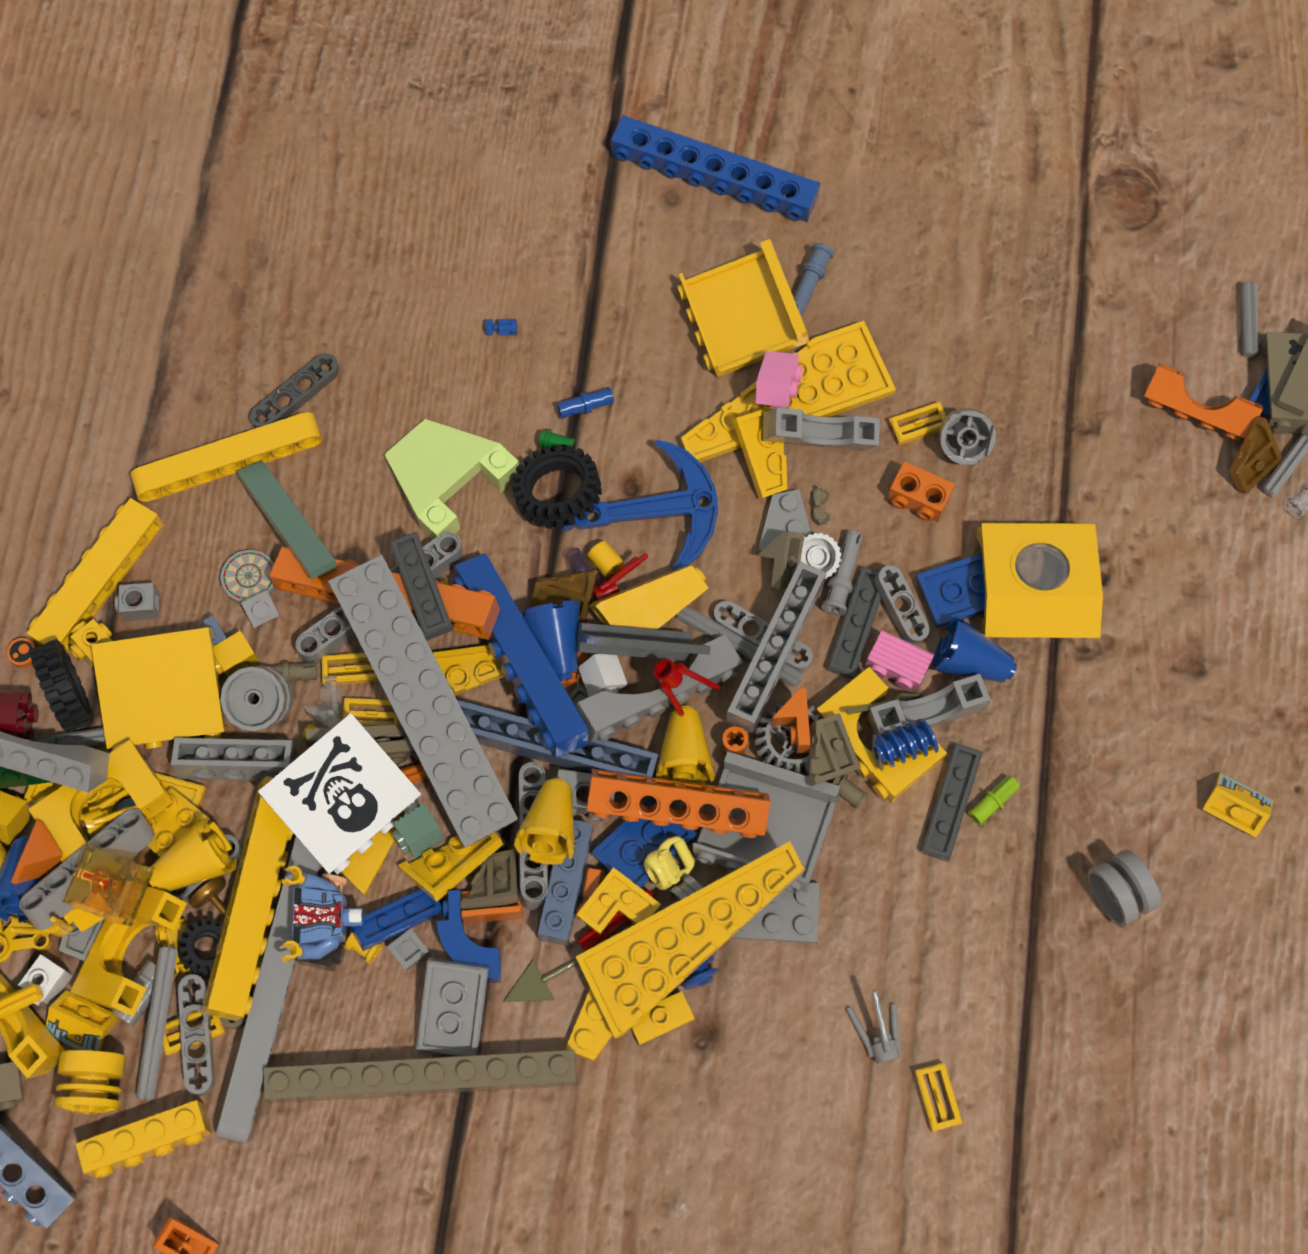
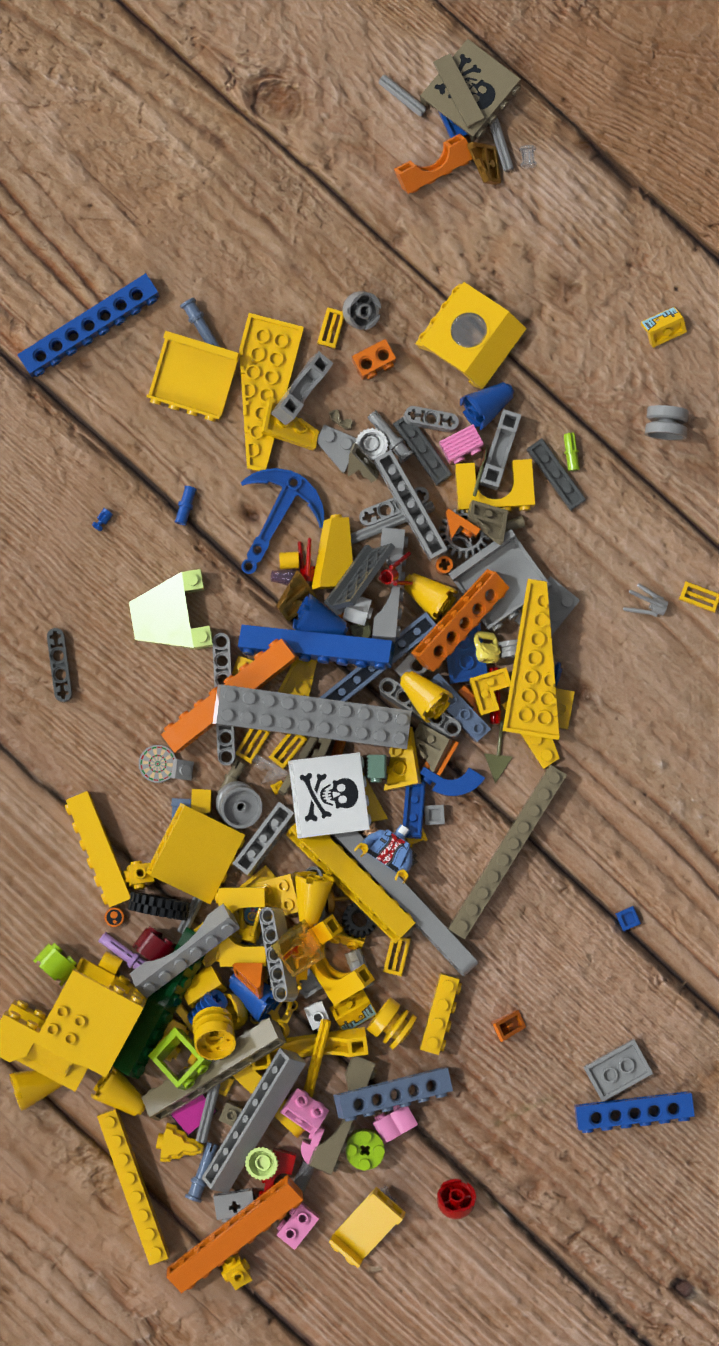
camera: 60 degrees left, 15 degrees up
(146, 610) = (139, 831): light grey brick -> none
(156, 1023) = (383, 970): light grey axle -> none
(199, 1034) = (404, 951): light grey beam -> none
(225, 457) = (74, 729): yellow beam -> none
(287, 519) = (143, 721): sand green tile -> none
(421, 586) = (245, 674): dark grey tile -> none
(452, 1008) = (483, 812): light grey tile -> none
(551, 439) = (198, 538): green pin -> none
(561, 511) = (247, 567): black tyre -> none
(778, 379) = (255, 390): bright pink brick -> none
(903, 742) = (512, 479): blue piece -> none
(954, 590) = (443, 384): blue plate -> none

